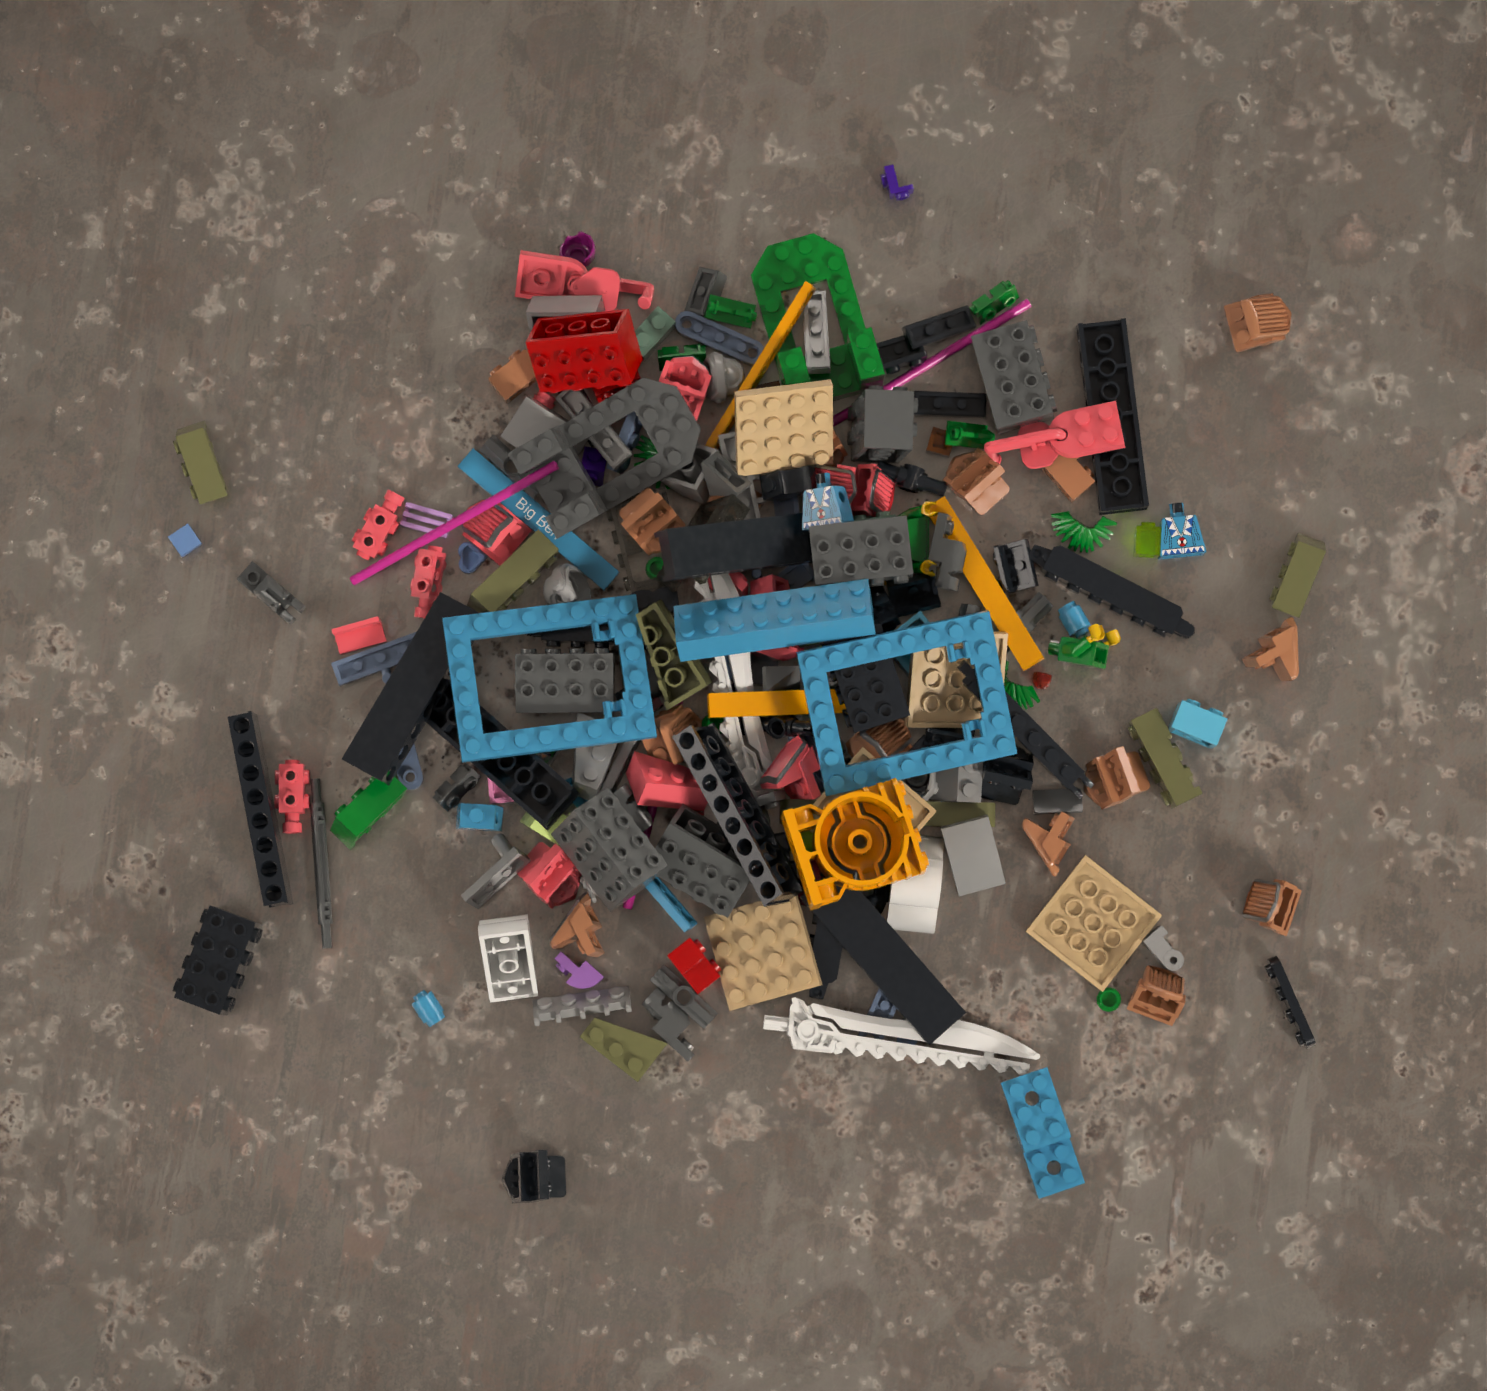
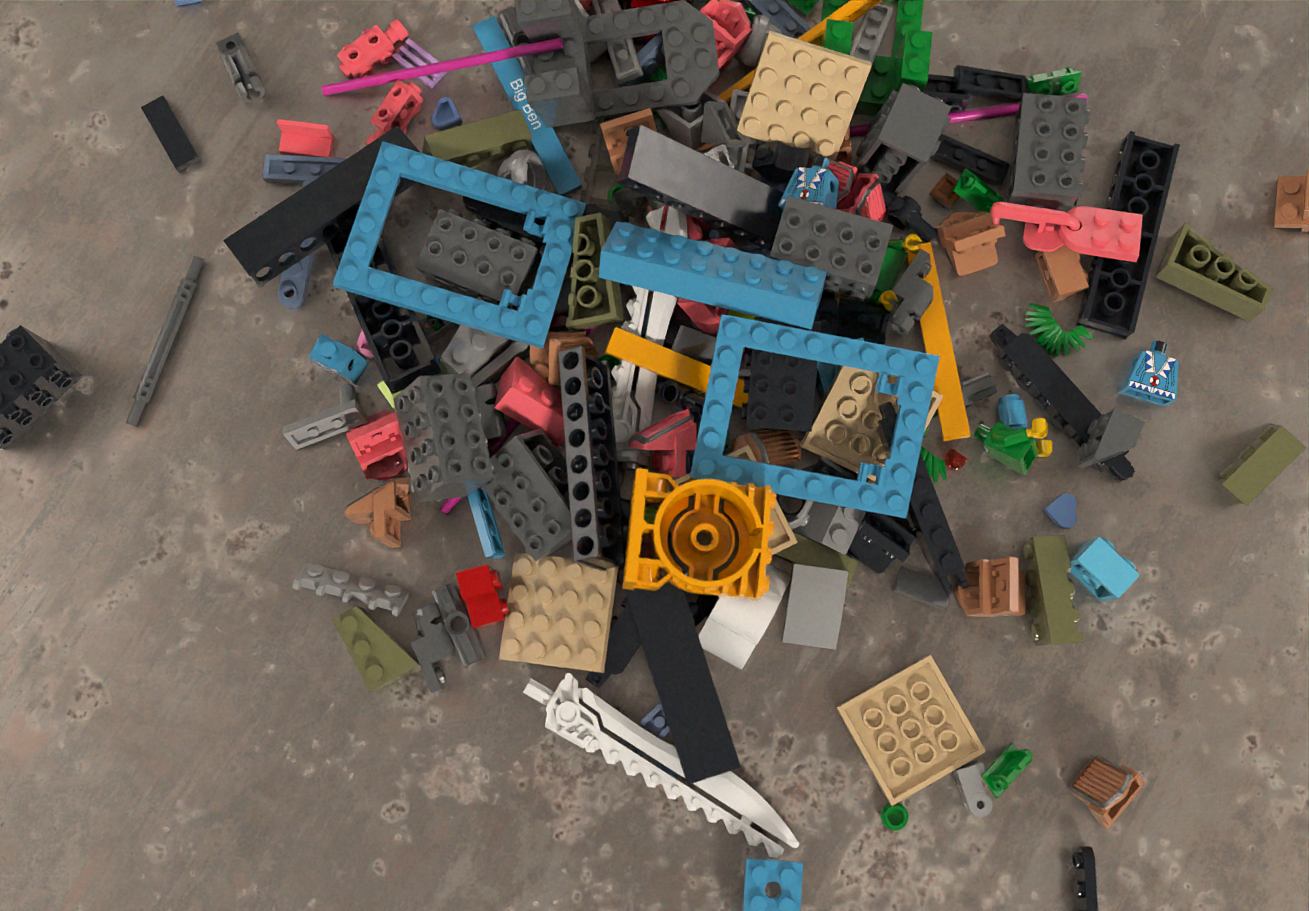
camera: 20 degrees right, 5 degrees down
(235, 678) = (170, 133): none -> black tile
(260, 809) = (133, 262): black tile -> none
(292, 788) = (175, 260): coral brick -> none
(365, 810) = (231, 303): green wedge -> none
(428, 1008) = (199, 525): dark azure brick -> none
(450, 795) = (340, 320): dark grey hinge -> none
(496, 532) = (479, 94): coral piece -> none
(508, 958) = (297, 506): white brick -> none
(534, 1177) = (224, 746): black piece -> none
(582, 977) = (366, 559): medium lavender brick -> none
(594, 464) = (602, 74): dark purple bracket -> none
(1015, 566) = (974, 338): black bracket -> none
(1050, 843) = (901, 627): nougat piece -> none
(1147, 540) = (1116, 367): clear neon green brick -> none
(1149, 685) = (1062, 511): none -> medium blue tile
(1158, 995) = (950, 836): nougat piece -> none
(1160, 612) = (1109, 437): none -> dark grey slope
(1184, 922) = (1006, 769): none -> green hinge
(1196, 425) = (1212, 276): none -> olive wedge
(1278, 650) = (1213, 531): nougat piece -> none

